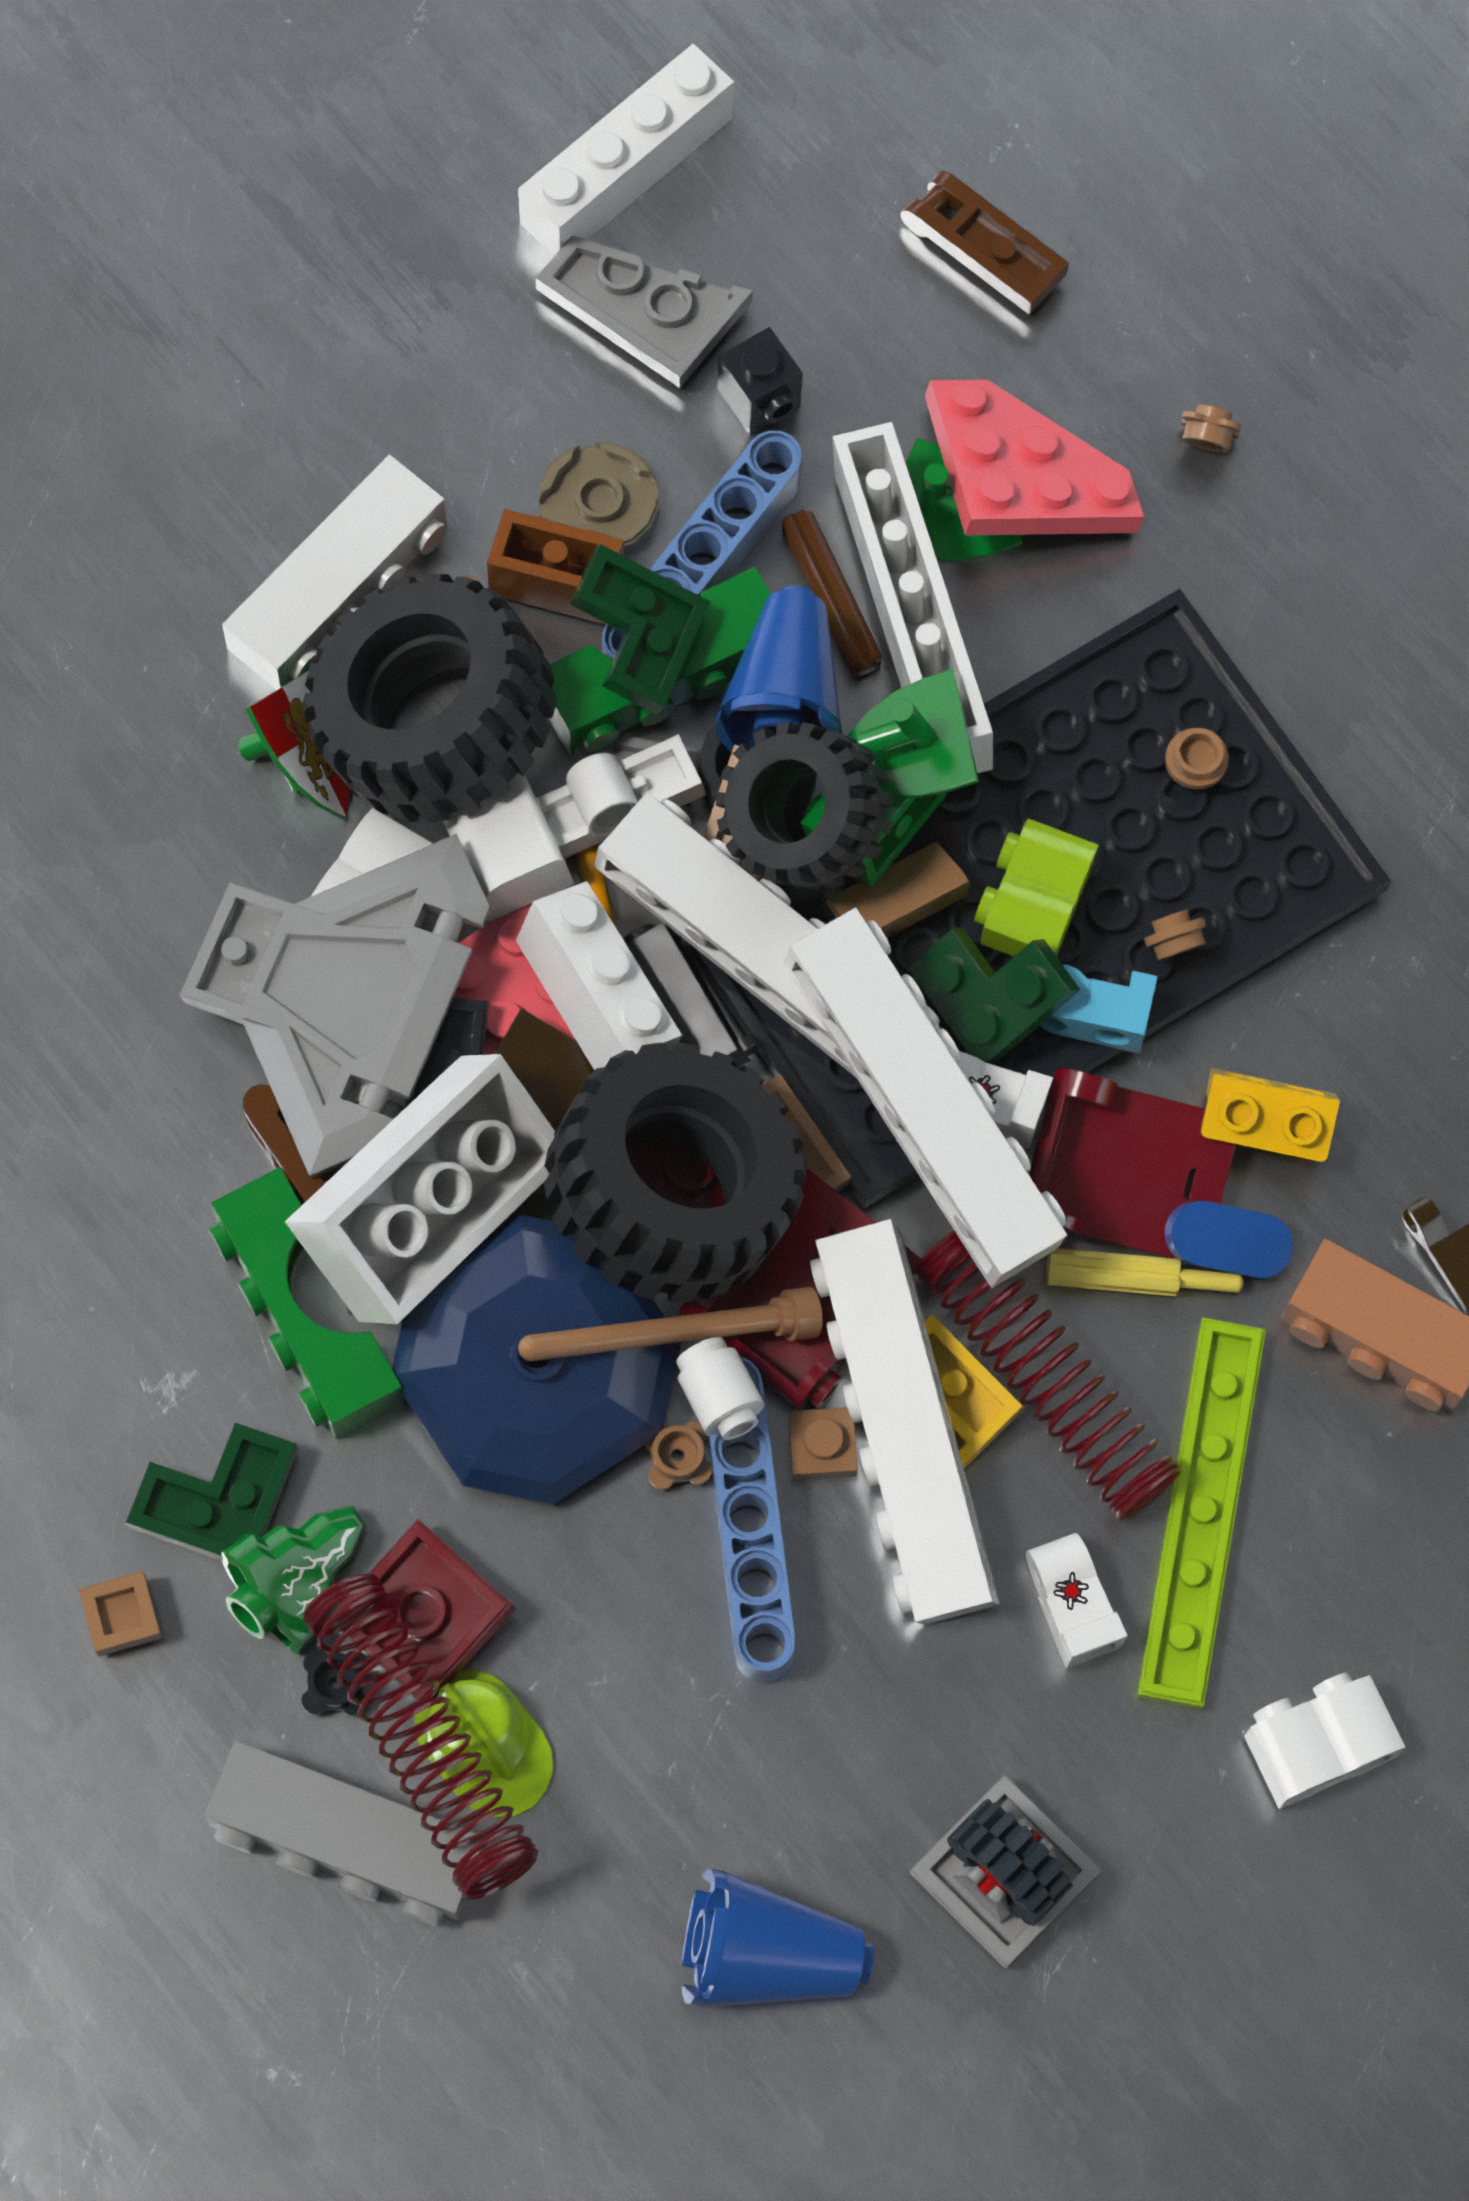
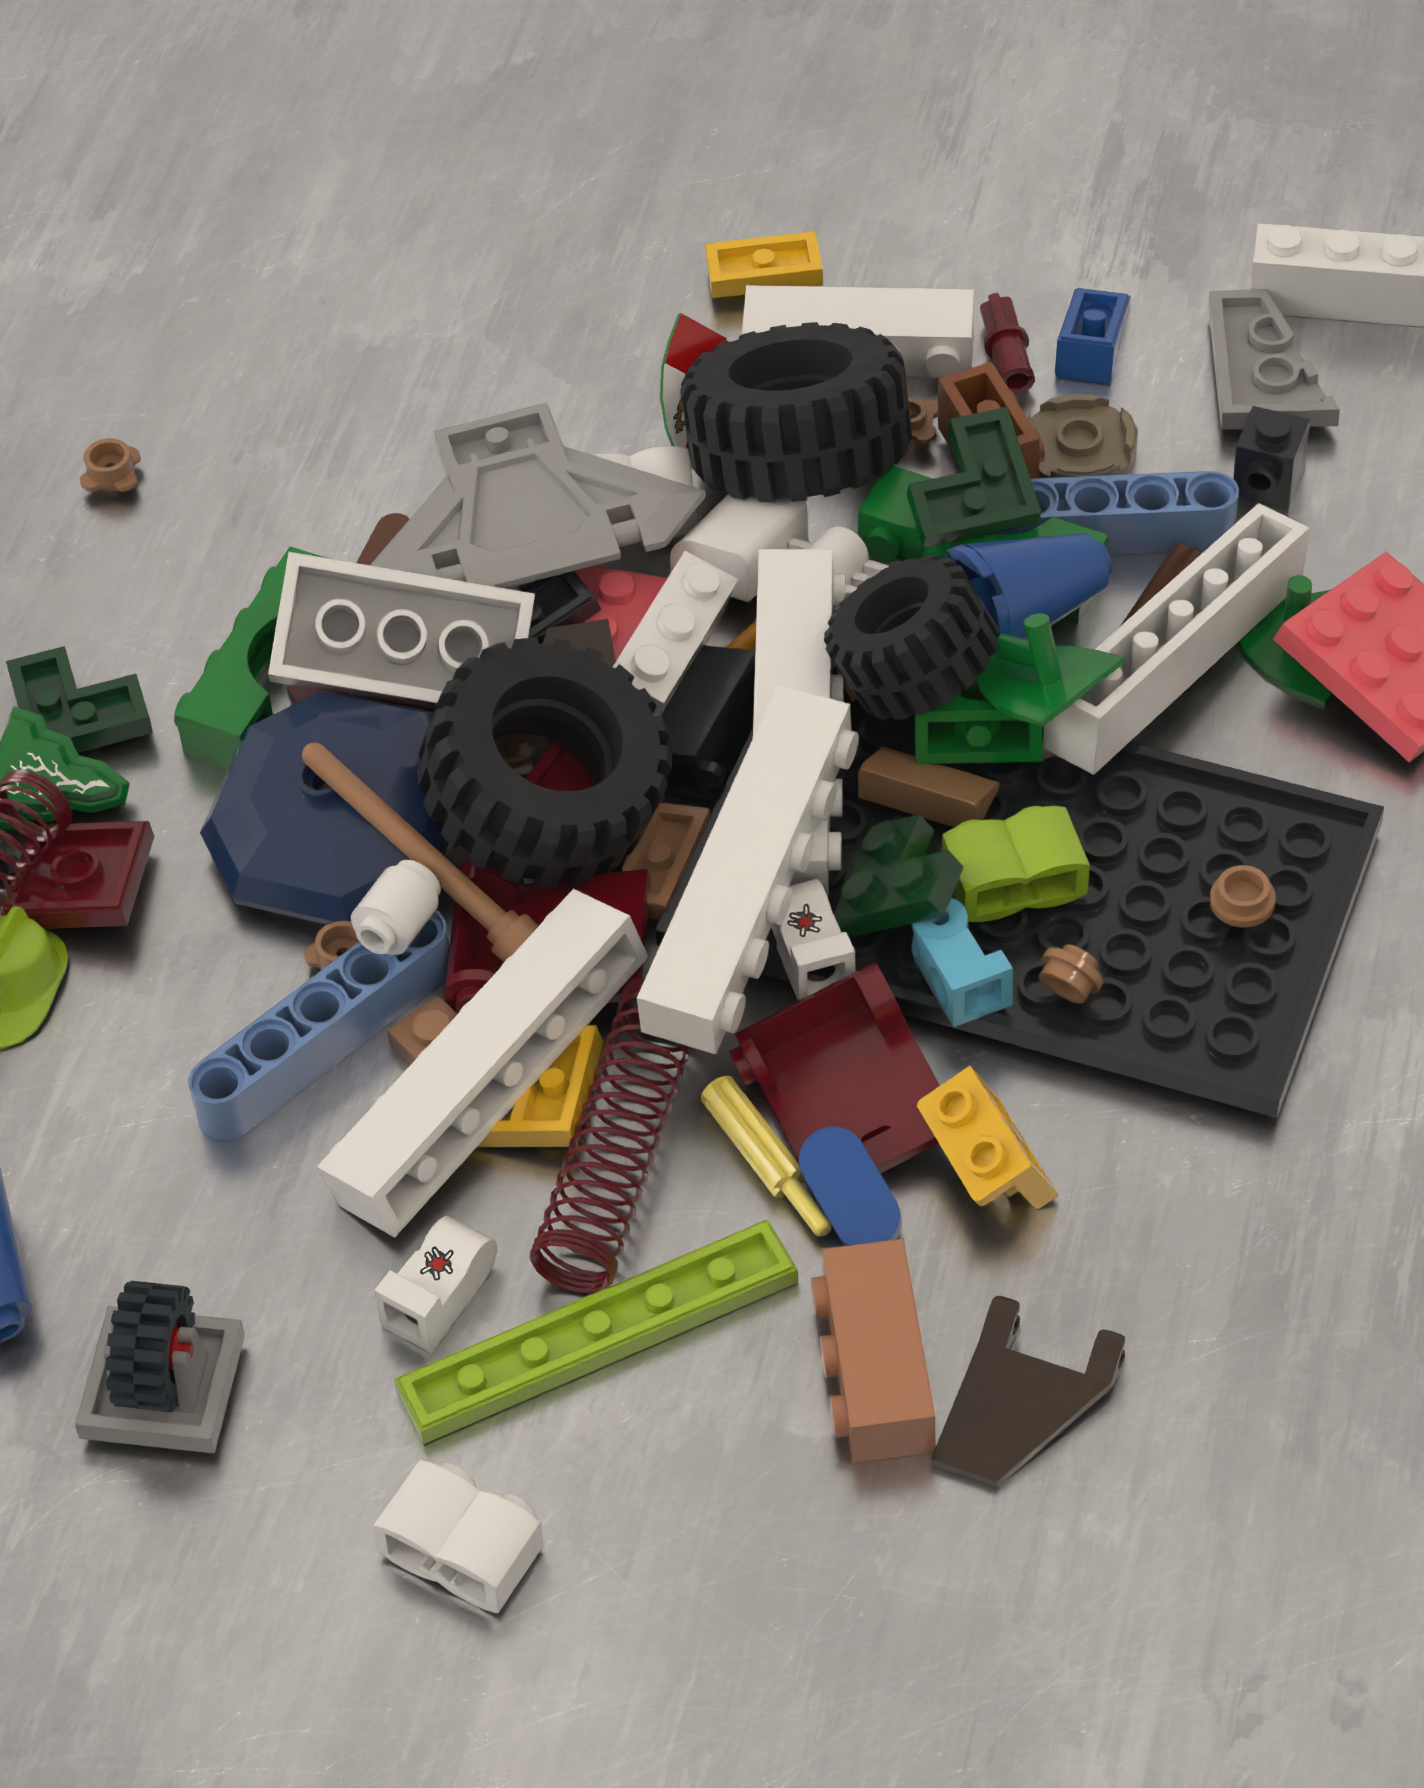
camera: 60 degrees right, 20 degrees down
(180, 586) = (763, 262): none -> yellow plate
(445, 470) = (1007, 343): none -> dark red axle
(487, 397) = (1091, 336): none -> blue slope

